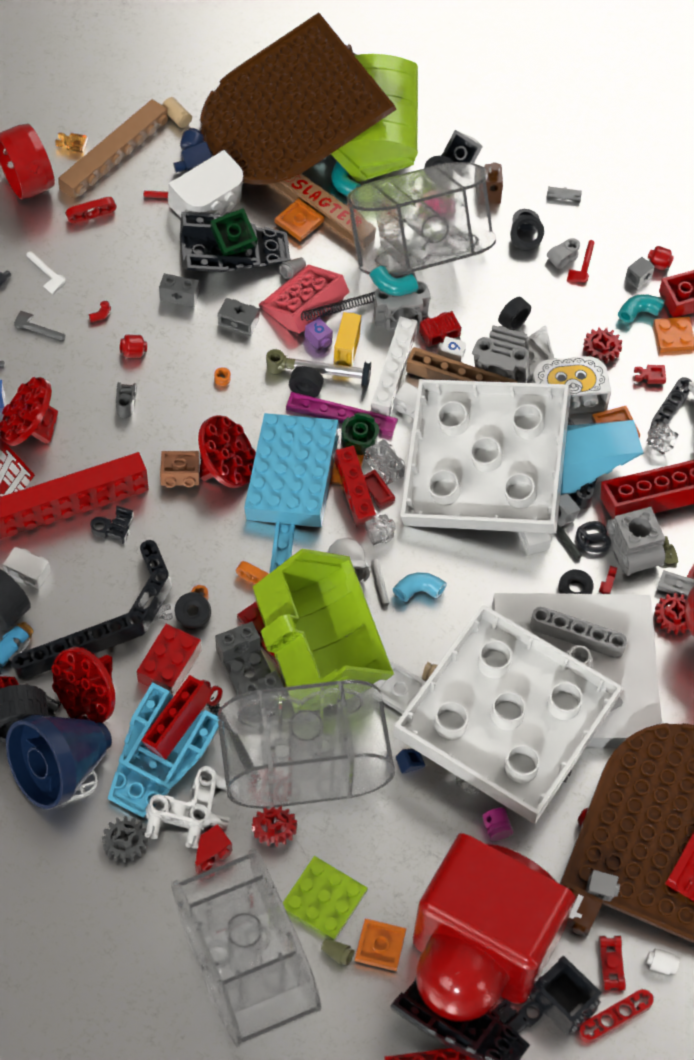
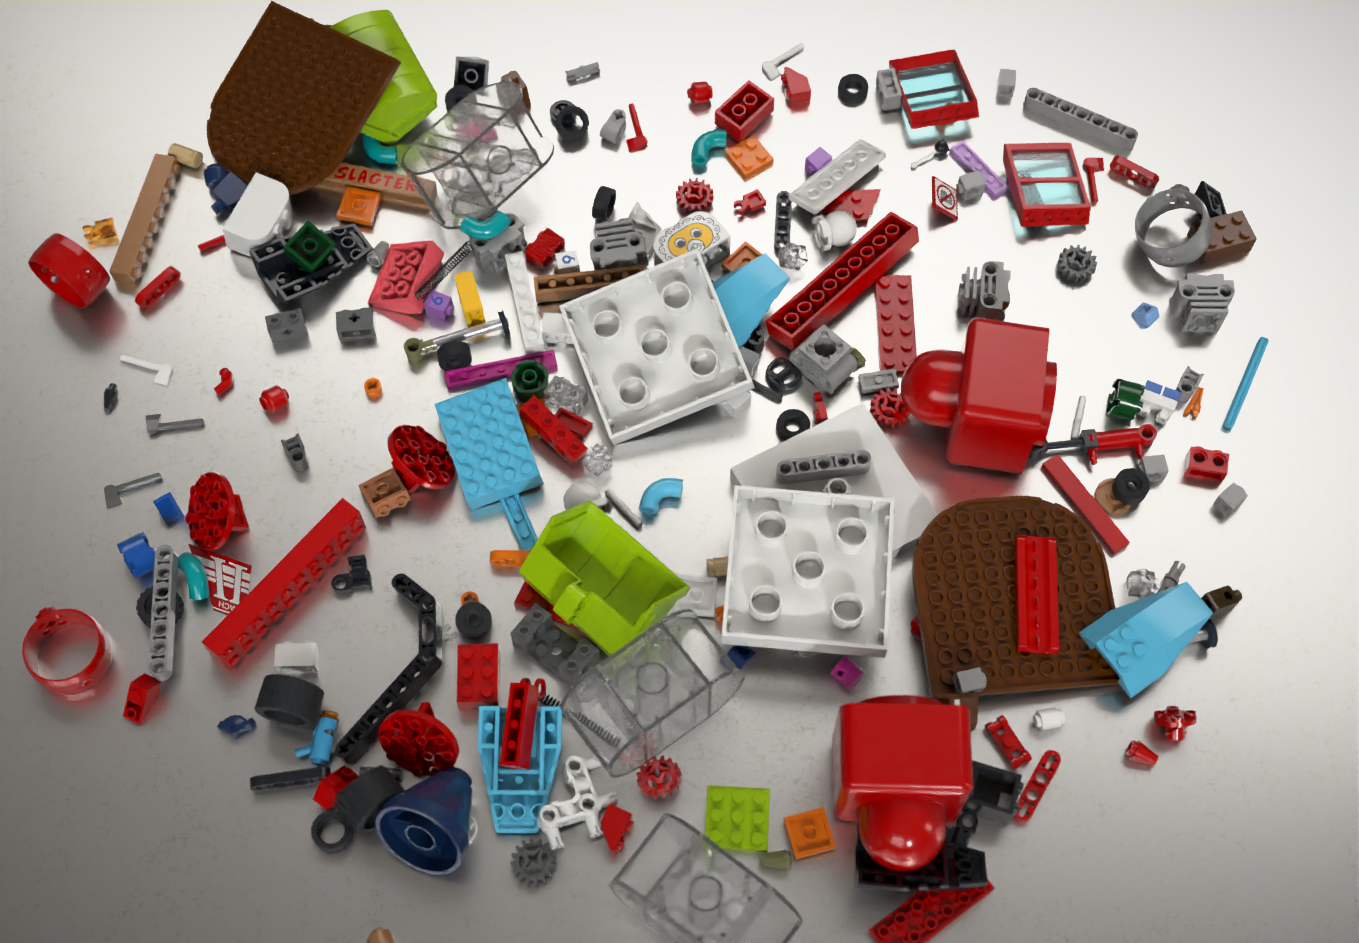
camera: 25 degrees left, 5 degrees up
(639, 272) = (689, 113): brick -> none

